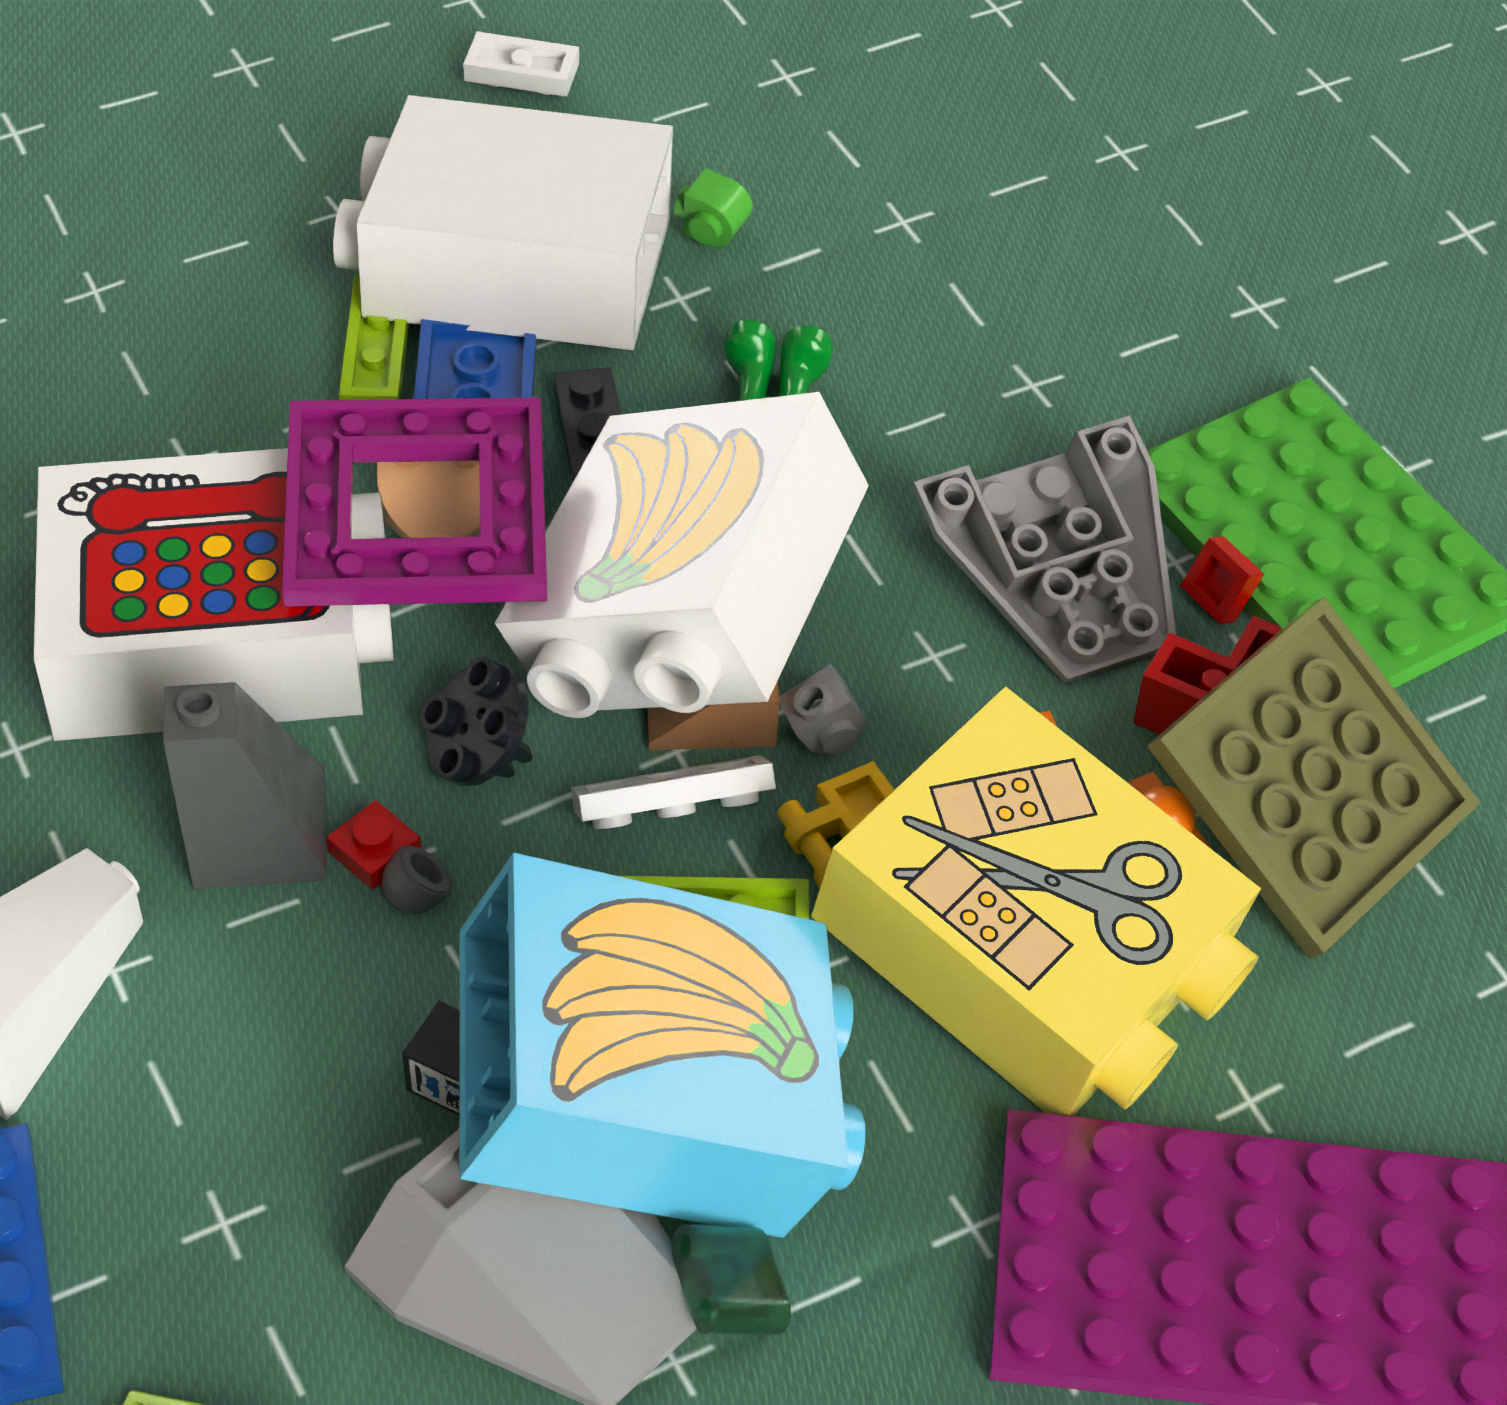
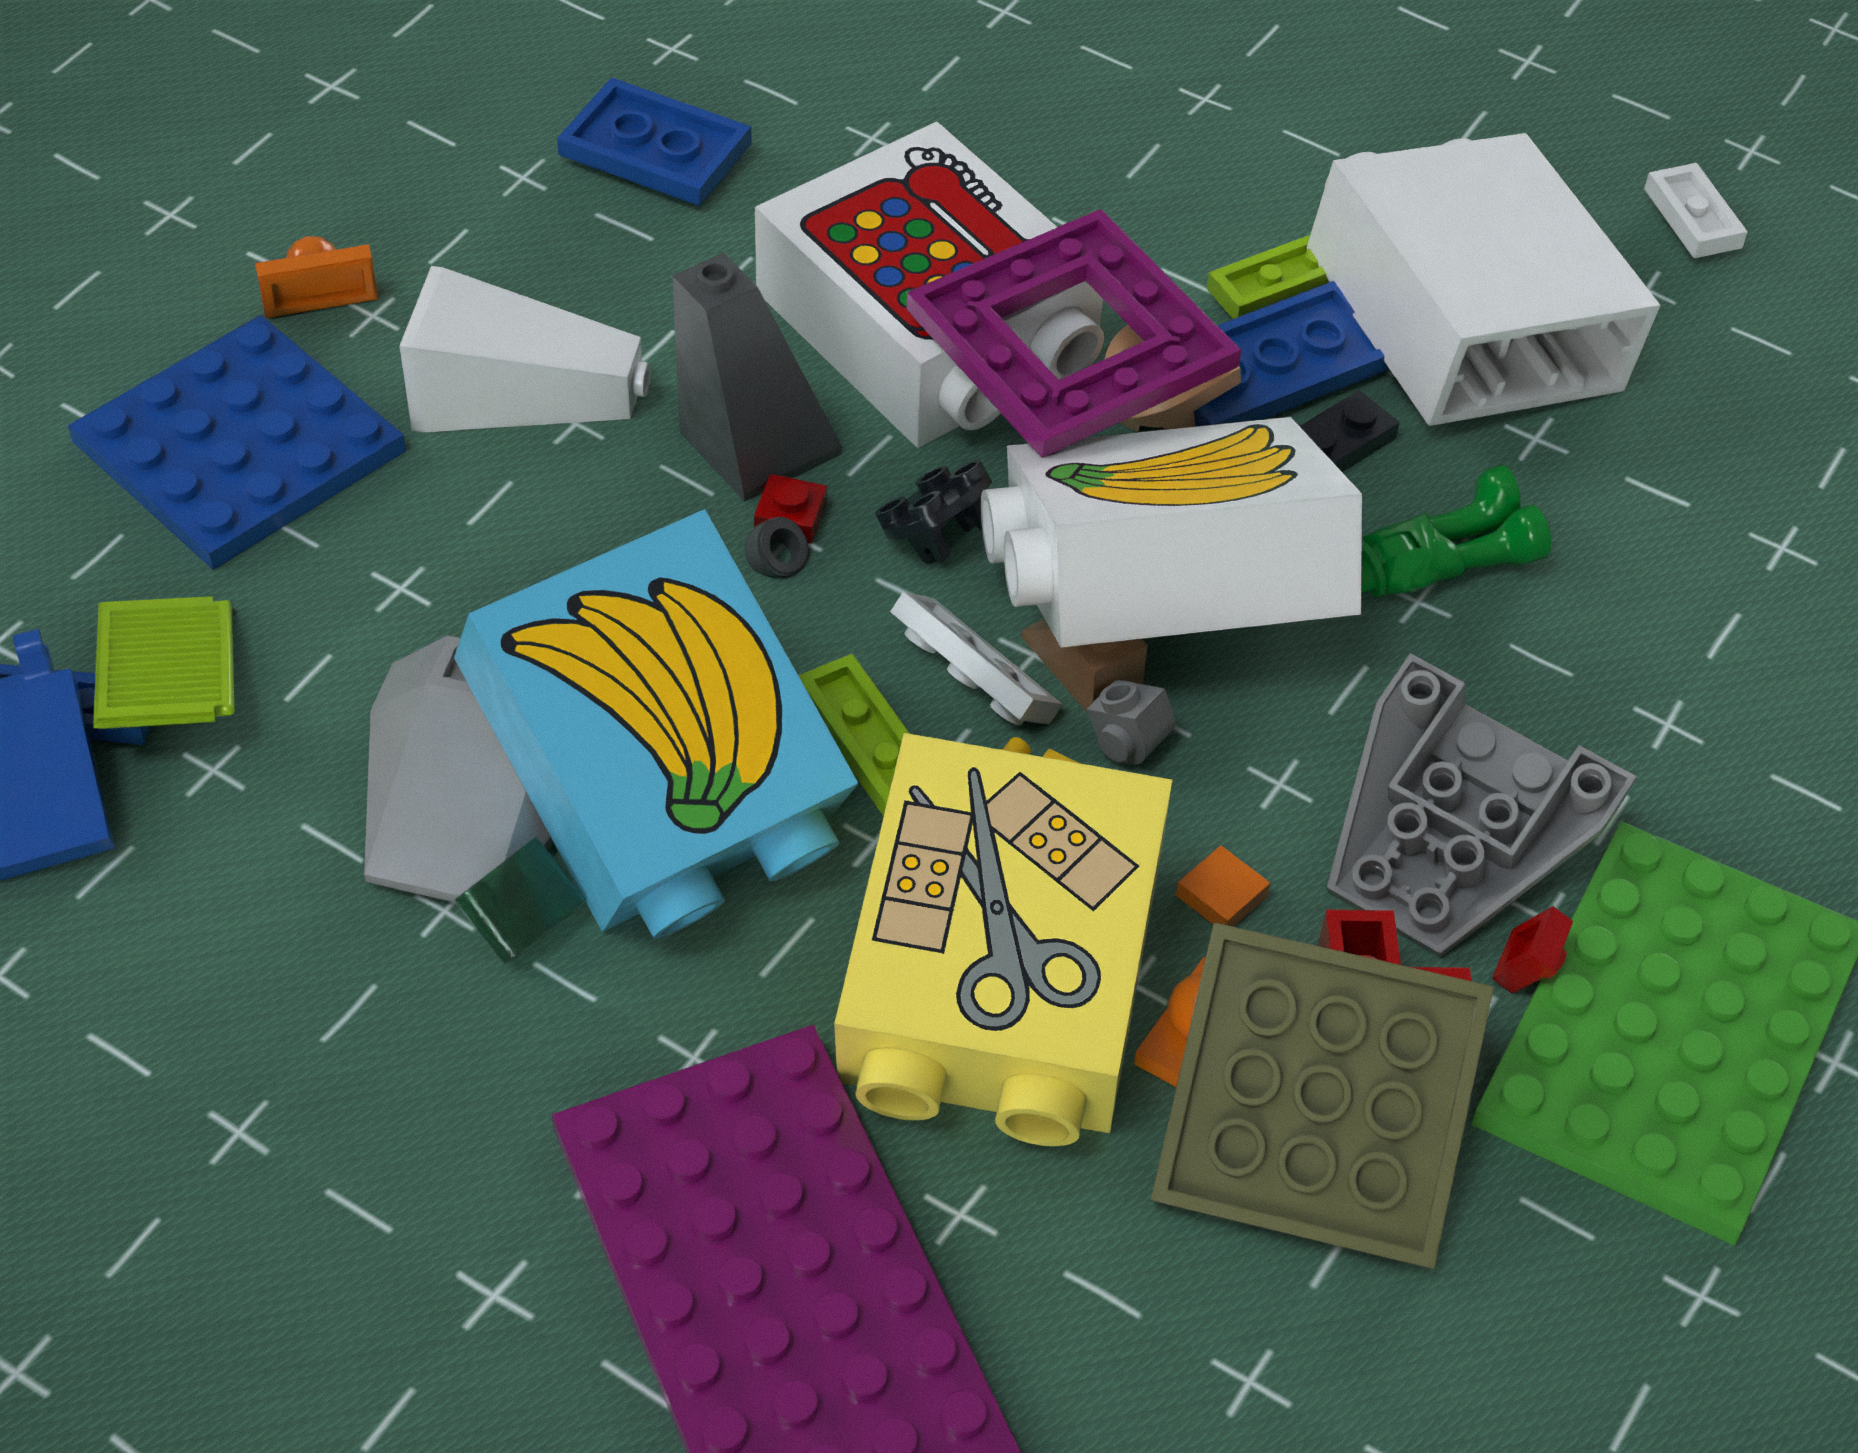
camera: 60 degrees right, 0 degrees up
(713, 208) = (1644, 403): bright green plate -> none

